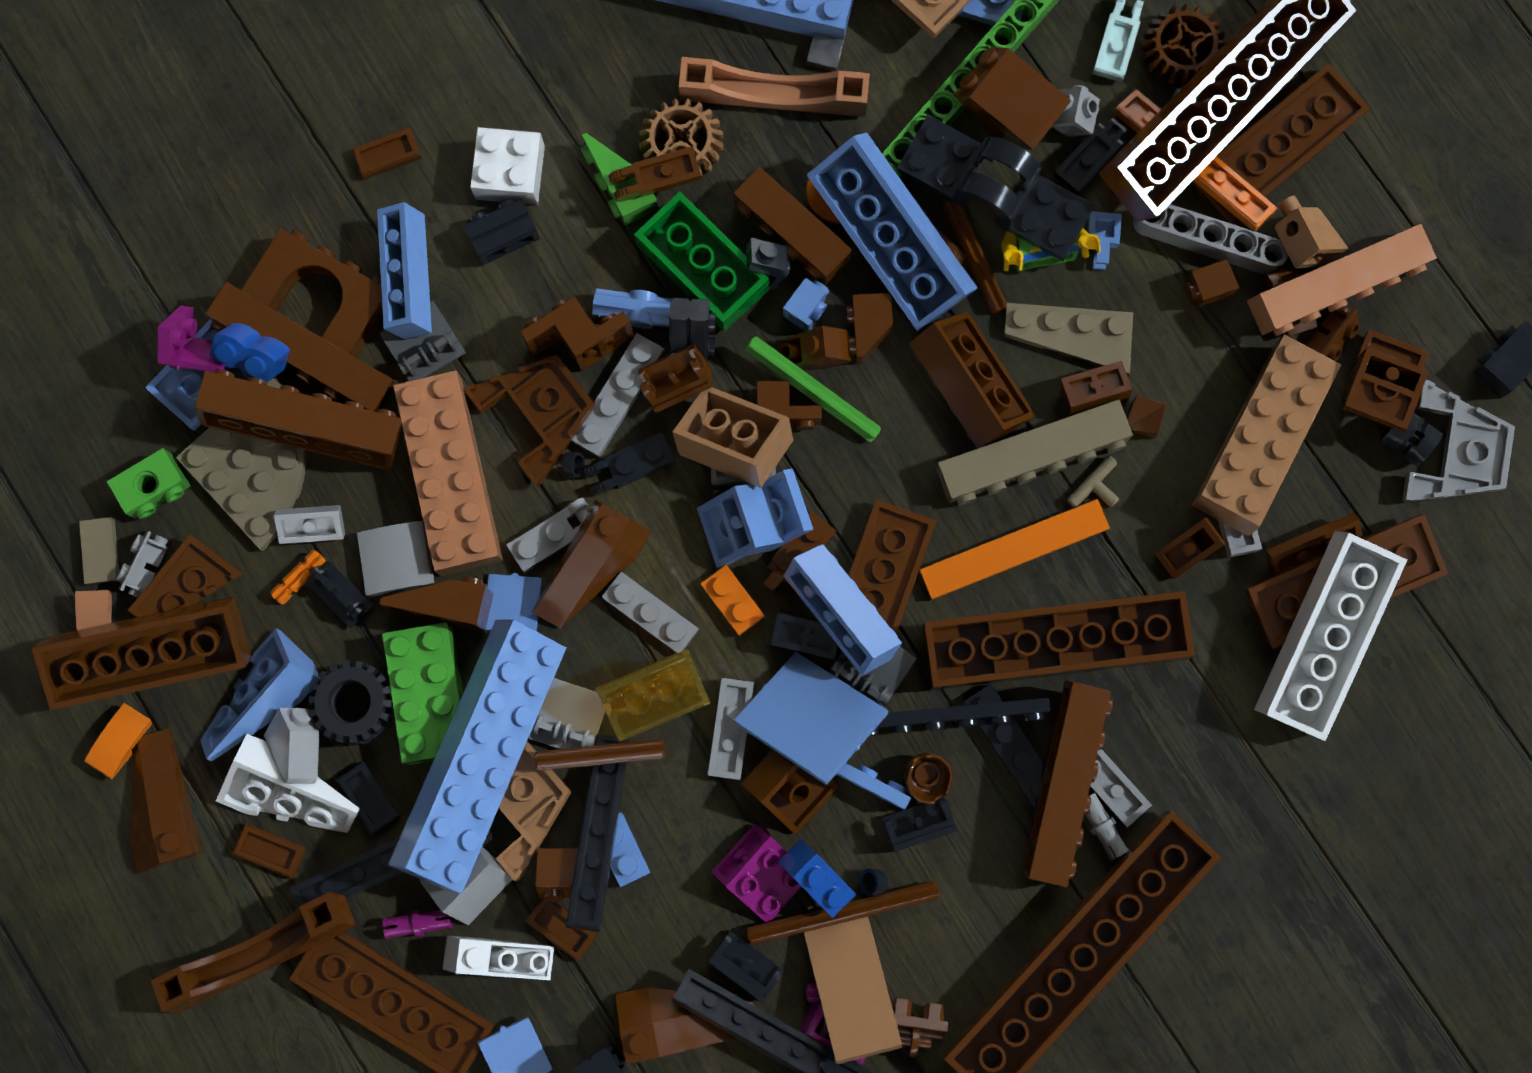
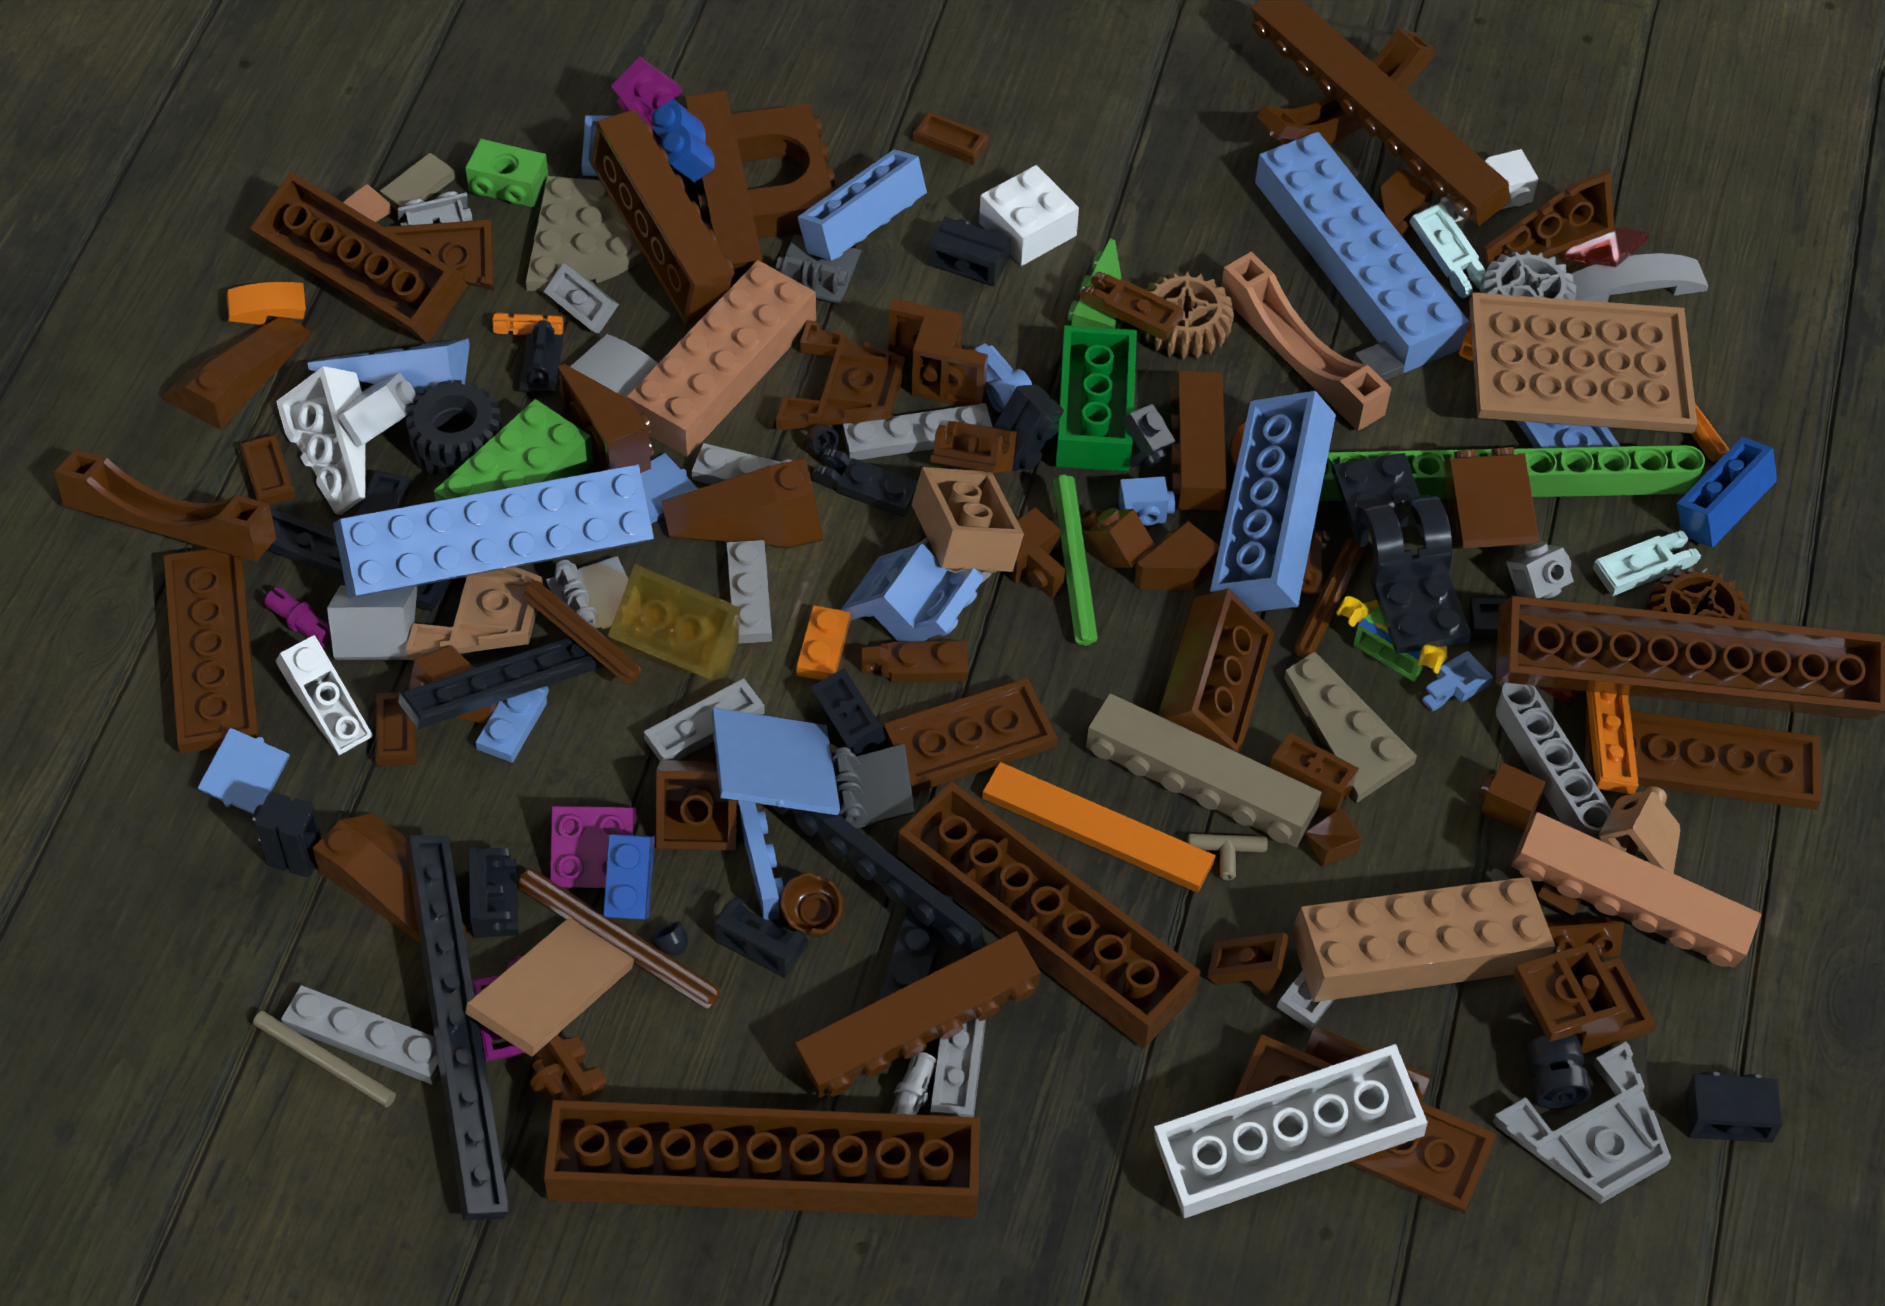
camera: 45 degrees right, 25 degrees down
(842, 609) = (897, 709): medium blue brick -> none

